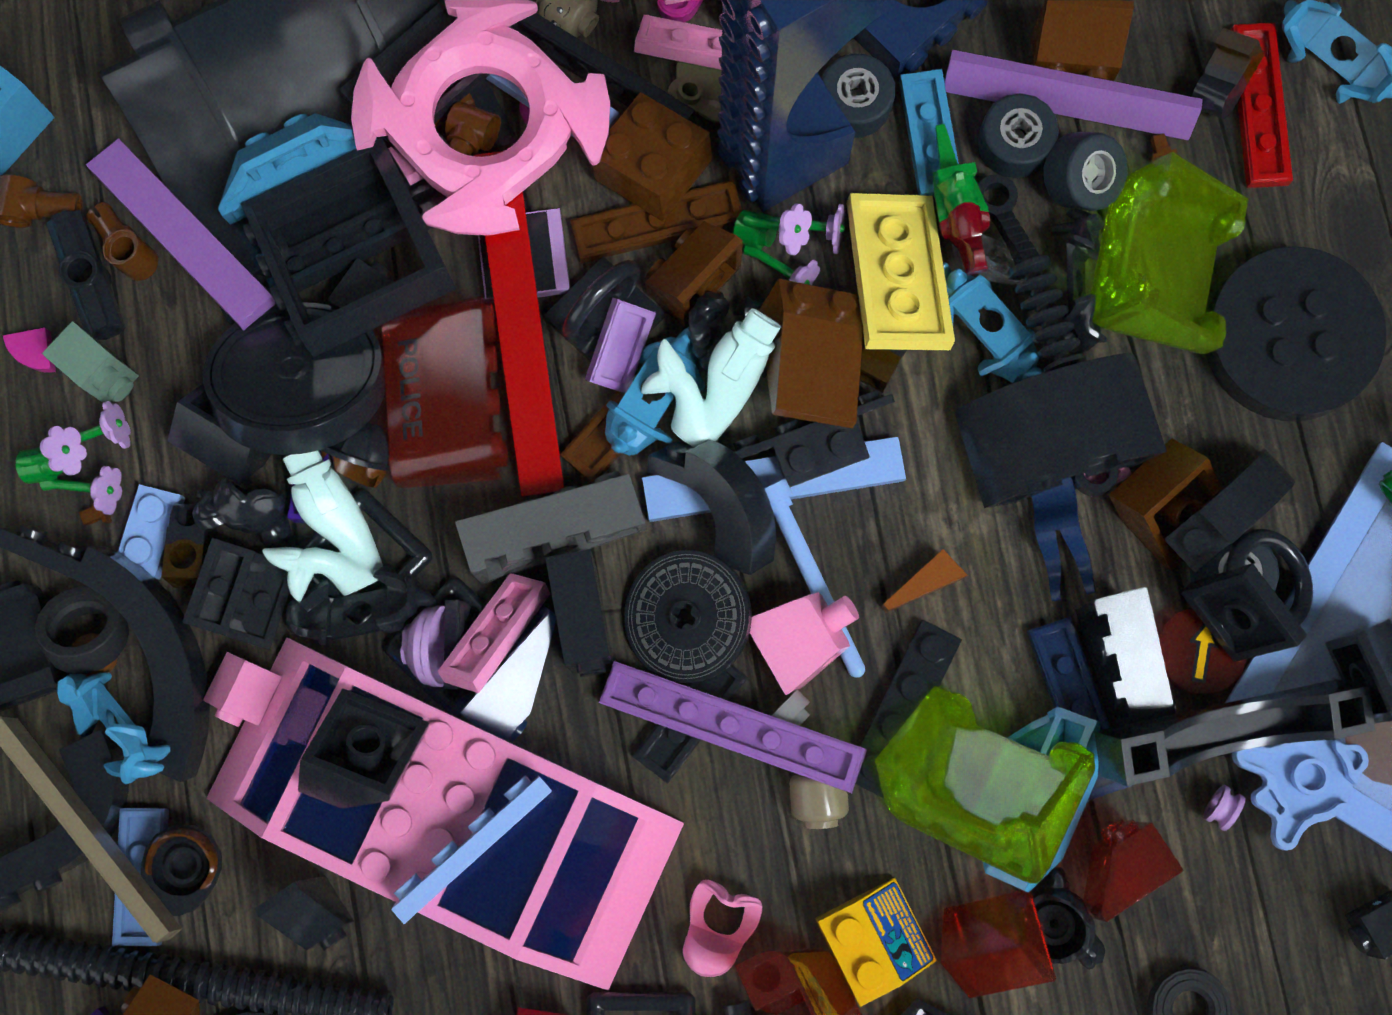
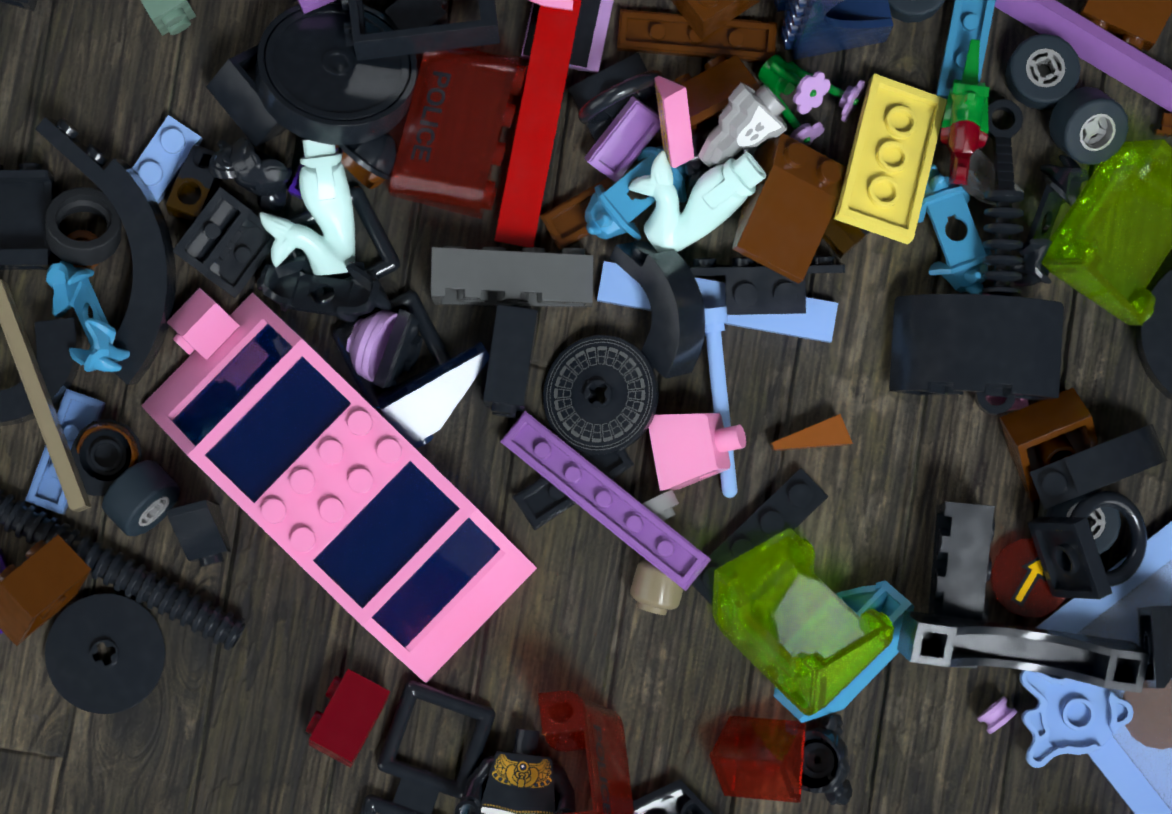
camera: 15 degrees right, 5 degrees up
(63, 453) = (116, 70): lavender plant -> none
(92, 516) = (122, 126): reddish brown piece -> none
(229, 896) = (140, 498): none -> black wheel
(359, 752) = (292, 414): black slope -> none
(454, 860) = (374, 514): light blue plate -> none
(494, 633) = (432, 351): bright pink plate -> none
(664, 303) = (674, 121): none -> bright pink slope
(711, 952) = (519, 679): bright pink piece -> none
(738, 282) = (744, 124): none -> light grey rock
(876, 941) = (663, 721): yellow slope -> none
(1056, 511) = (951, 416): dark blue flag -> none
(1070, 681) = (908, 565): dark blue tile -> none
(1127, 868) = (893, 732): clear red slope -> none

